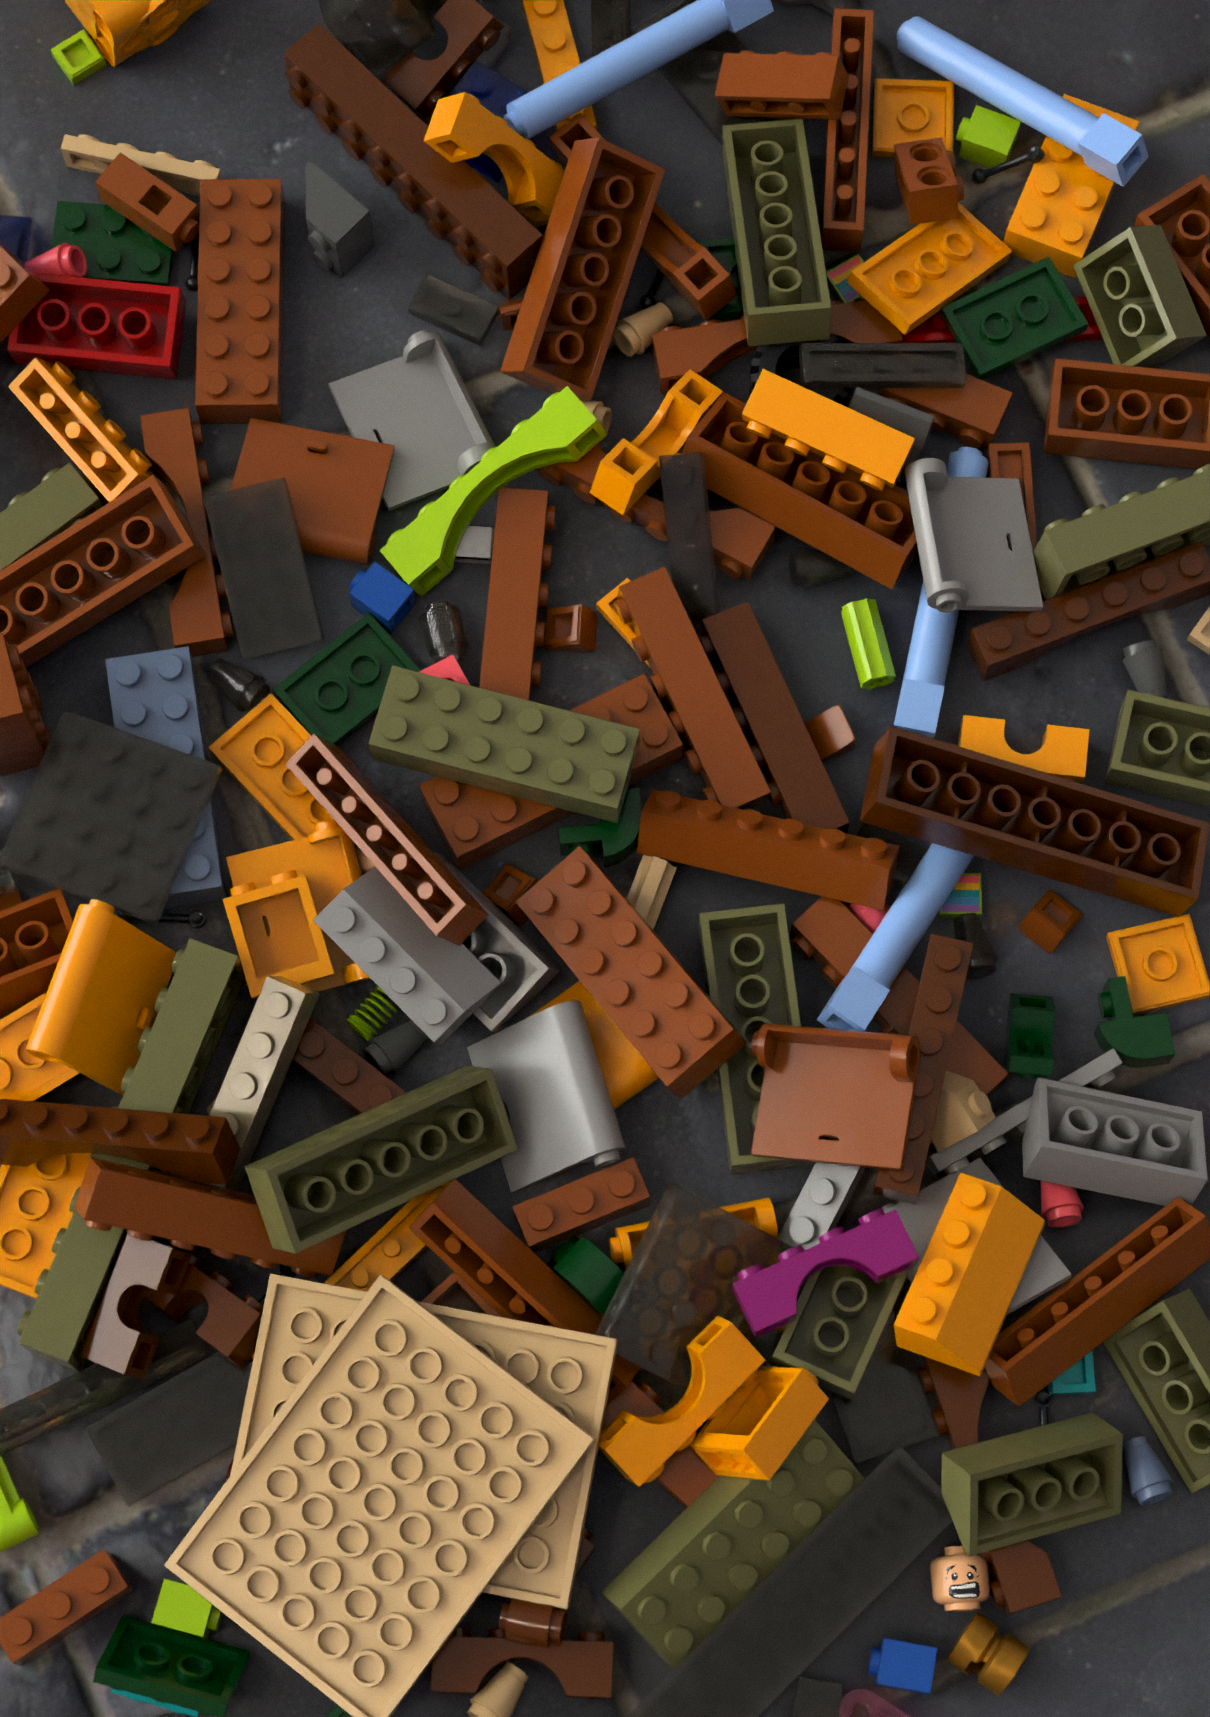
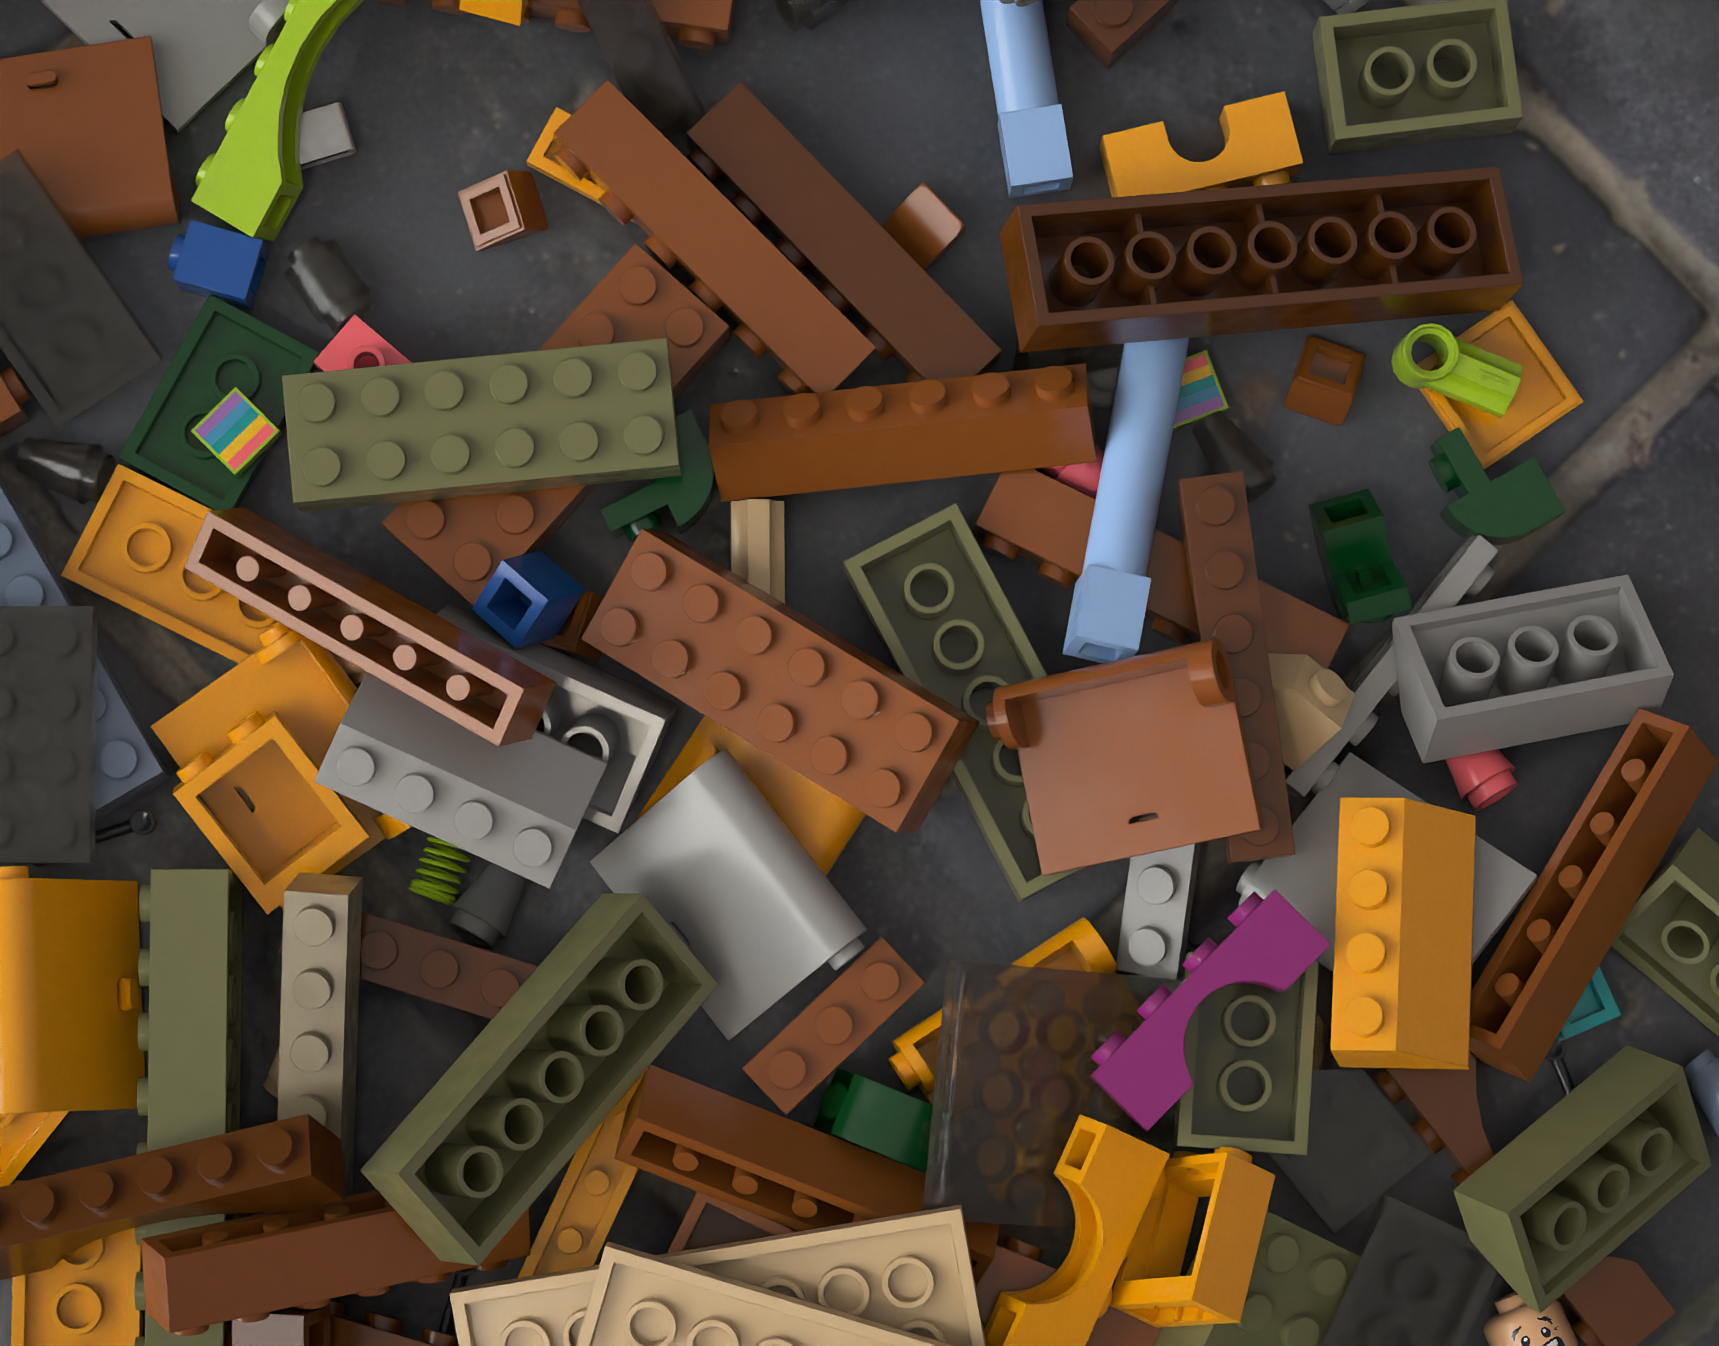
camera: 25 degrees left, 10 degrees up
(351, 699) = (236, 432): none -> tile
(491, 865) = (528, 599): none -> blue brick
(517, 592) = (410, 196): dark orange brick -> none
(868, 643) = (929, 77): lime axle -> none
(1141, 943) = (1462, 370): none -> lime piece

